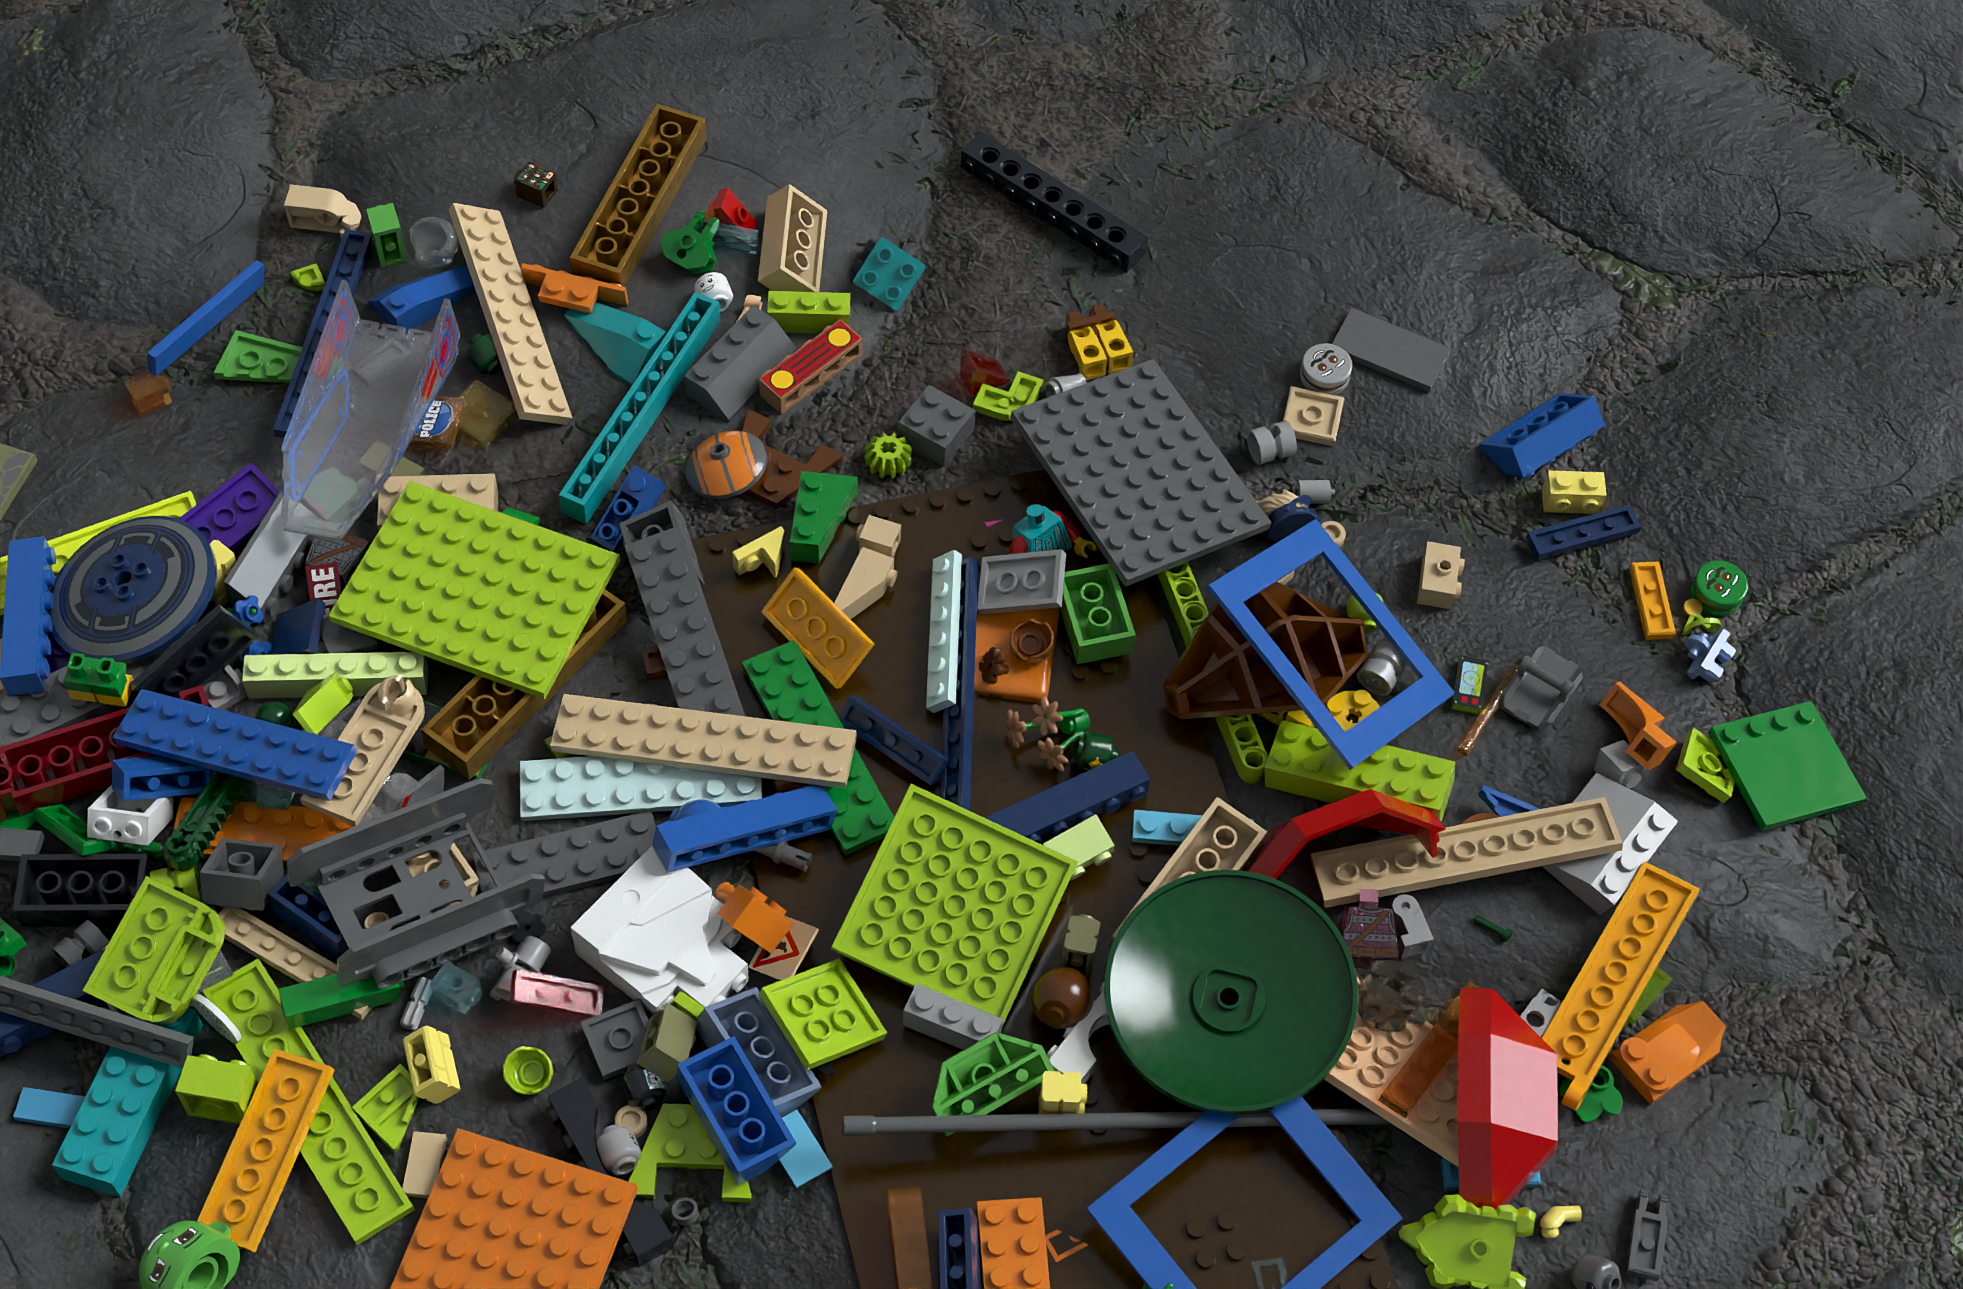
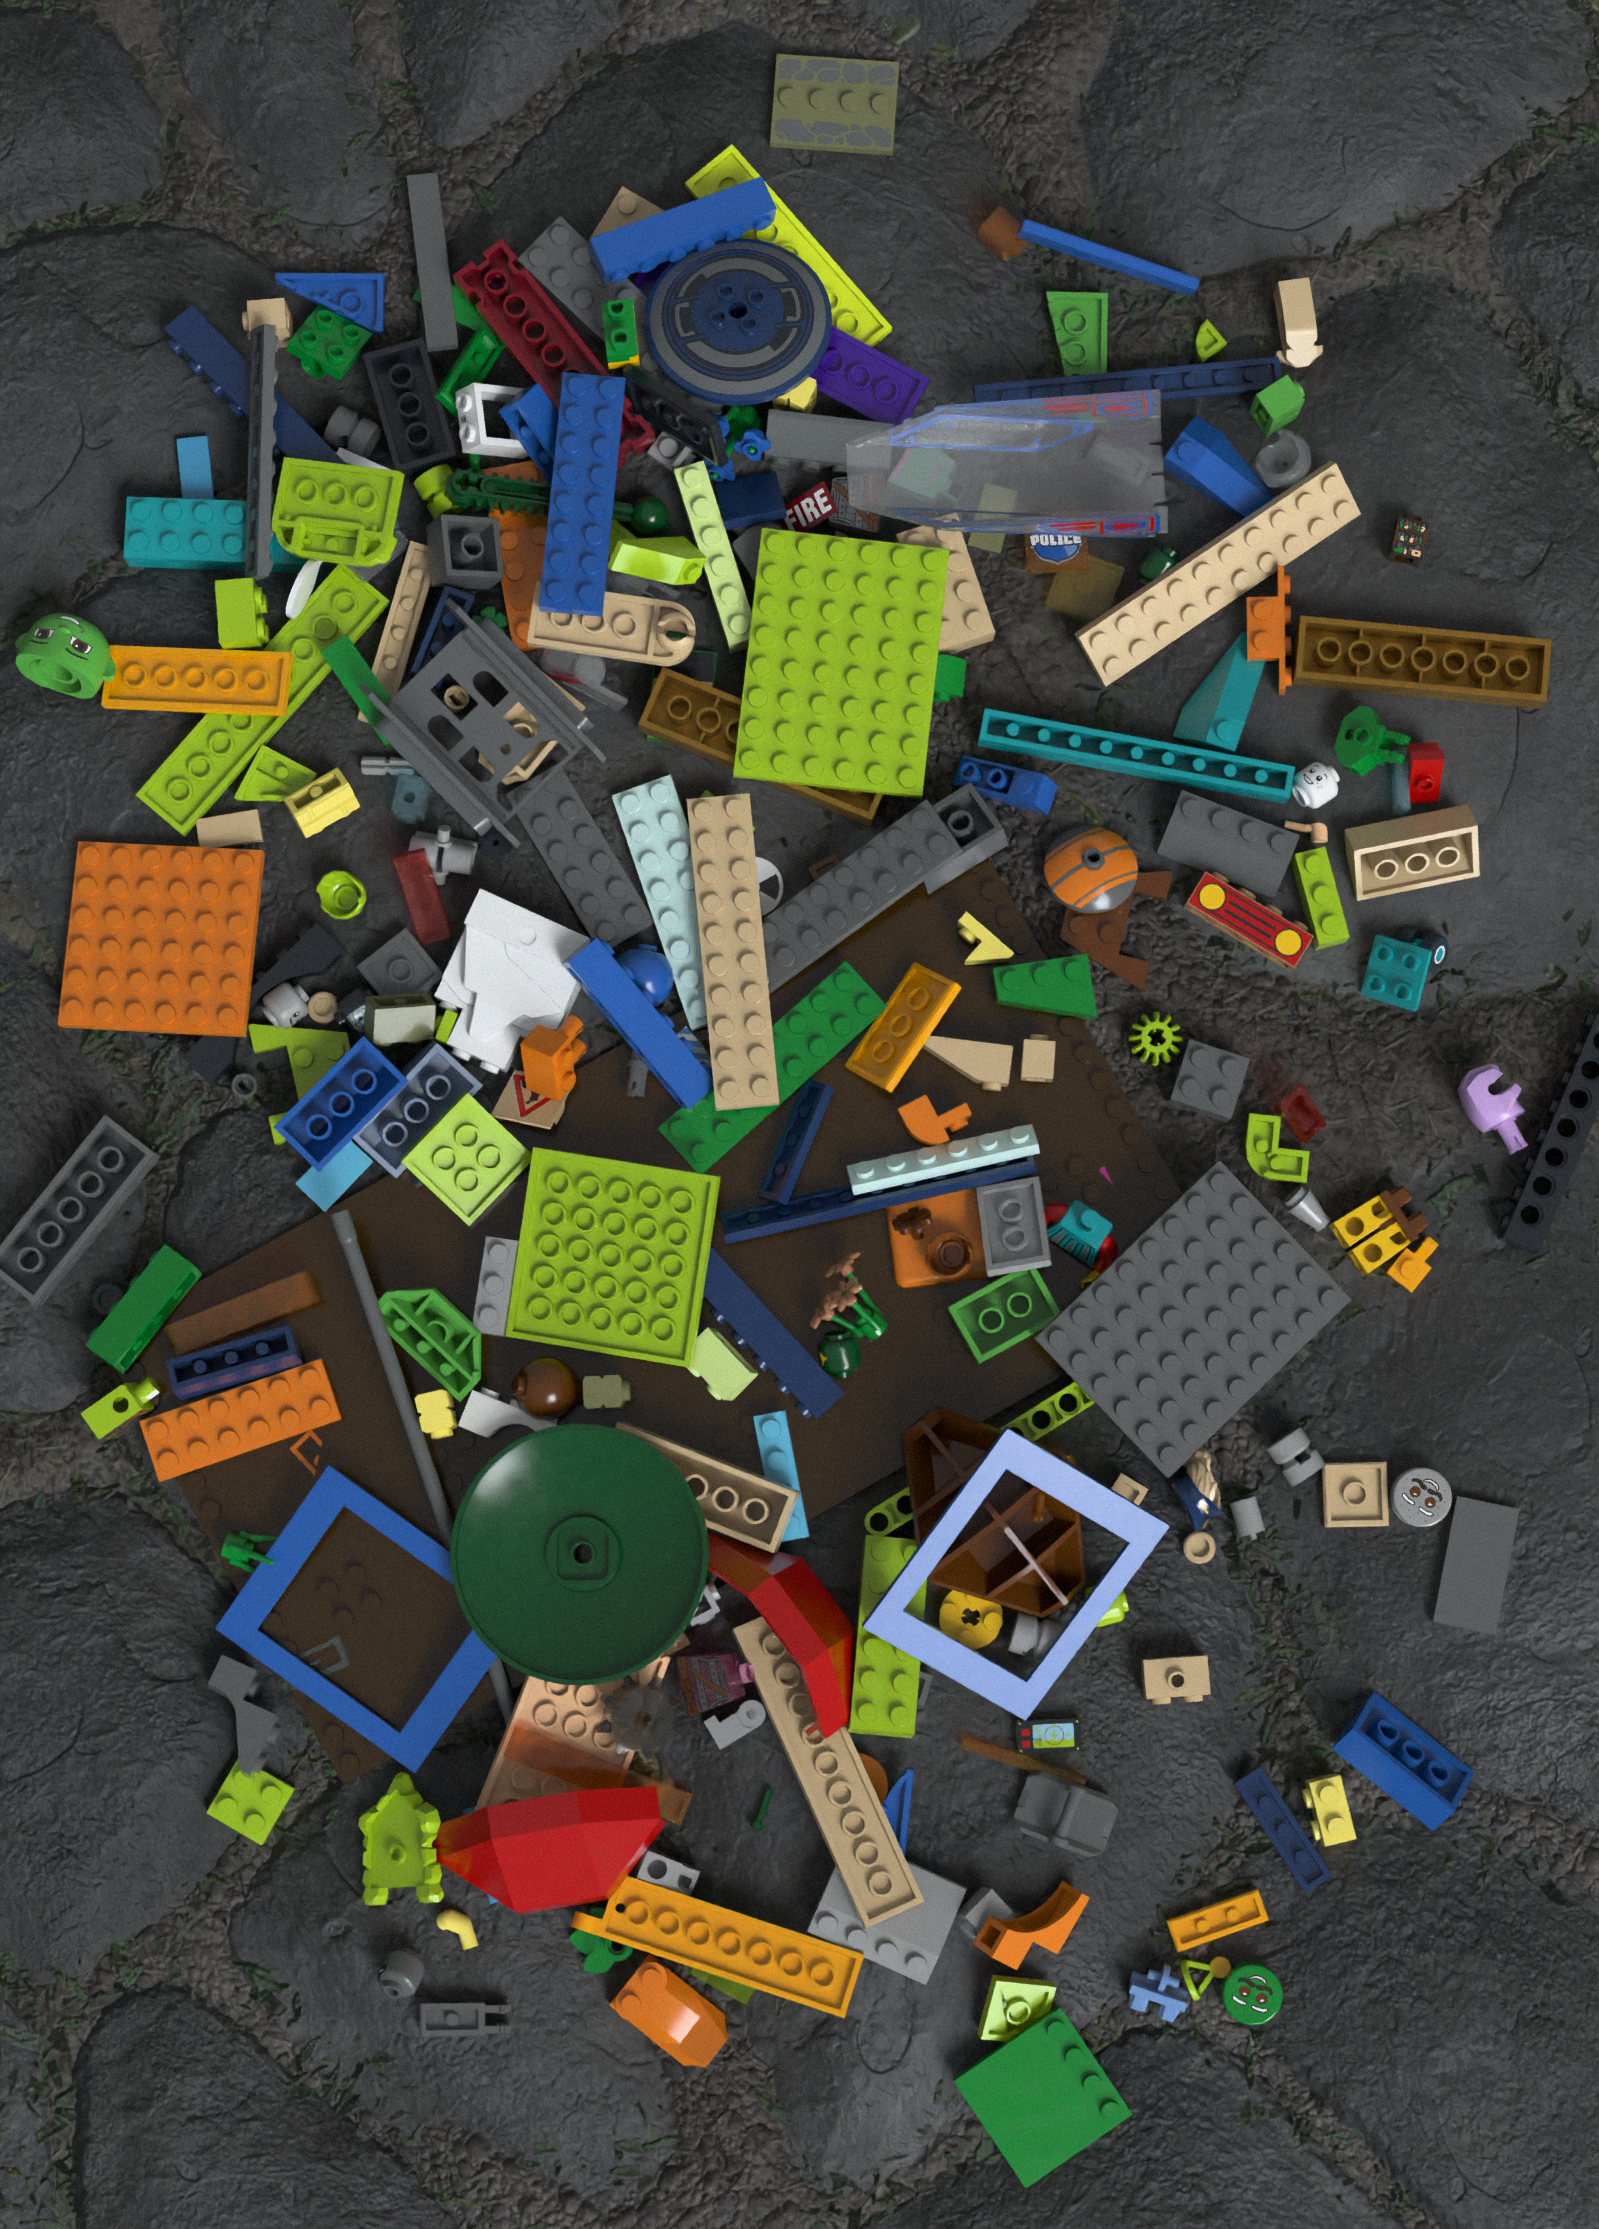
camera: 80 degrees right, 25 degrees up
(908, 635) = (926, 1126): none -> orange brick
(1021, 242) = (1489, 1110): none -> lavender piece
(1135, 330) = (1410, 1267): none -> light orange plate

